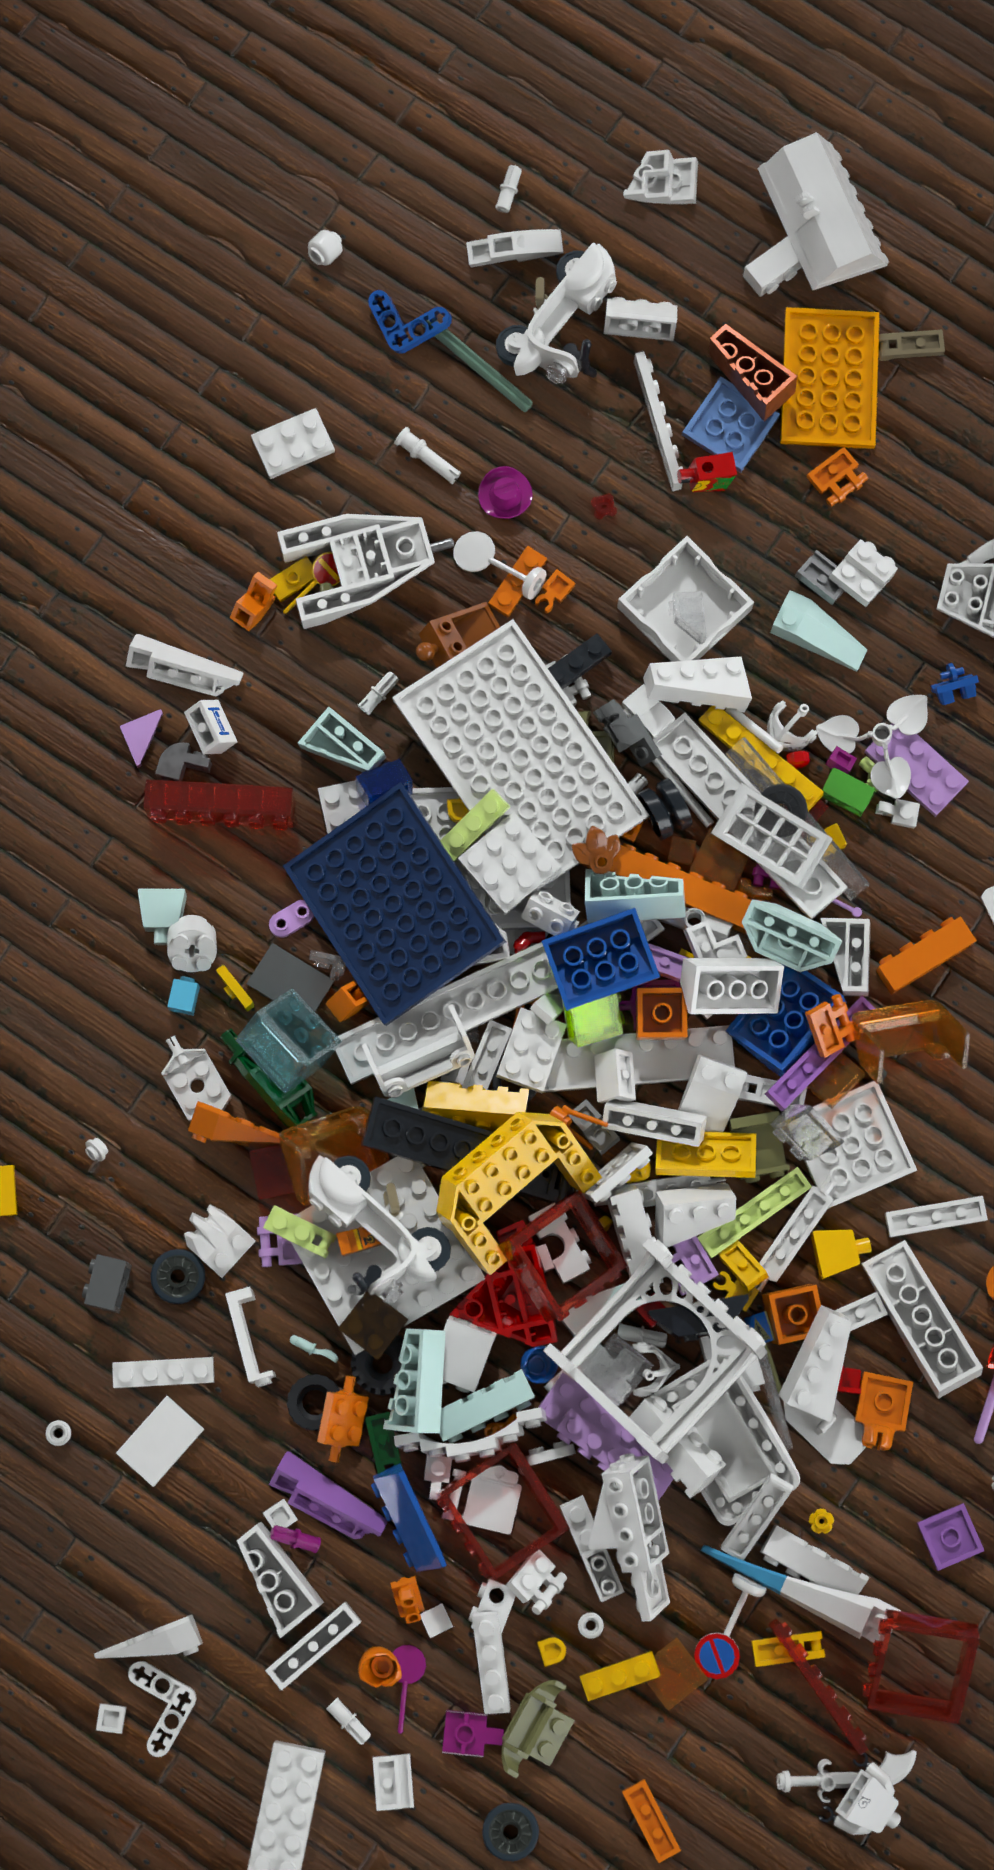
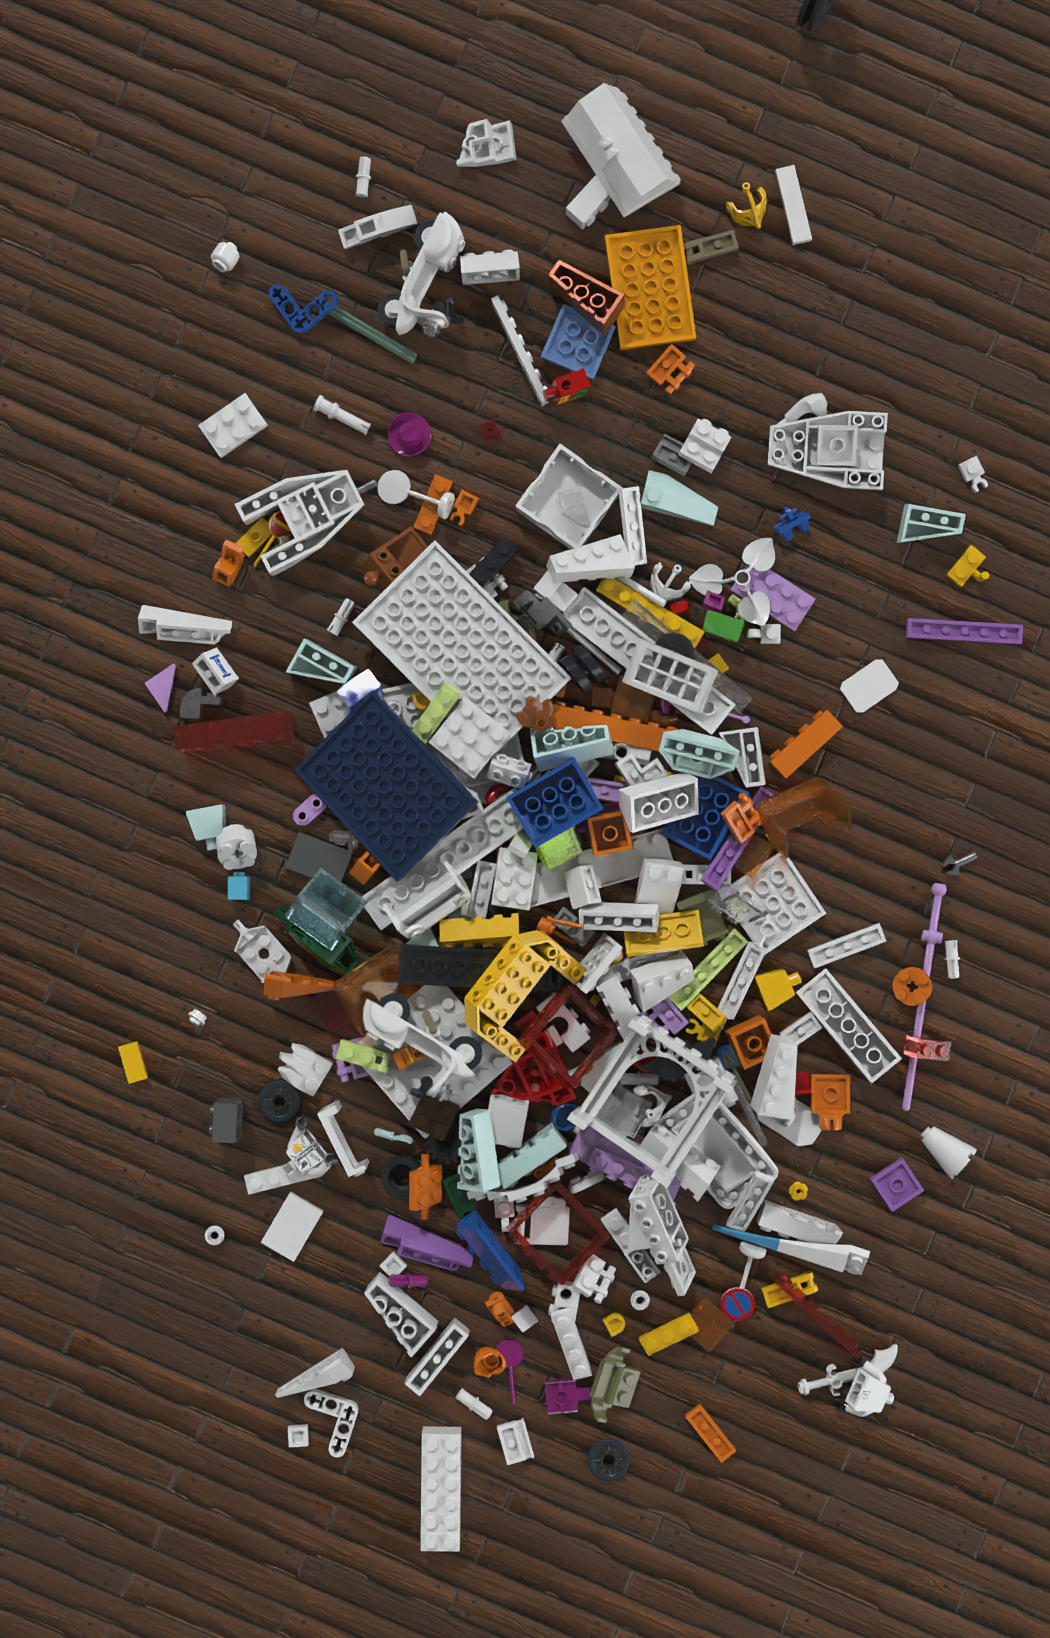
camera: 10 degrees left, 10 degrees up
(200, 1345) = (307, 1153): none -> torso
(234, 989) = (277, 874): yellow plate -> none
(758, 648) = (633, 524): none -> white plate
(915, 1705) = (893, 1312): clear red window -> none
(972, 315) = (756, 213): none -> yellow helmet

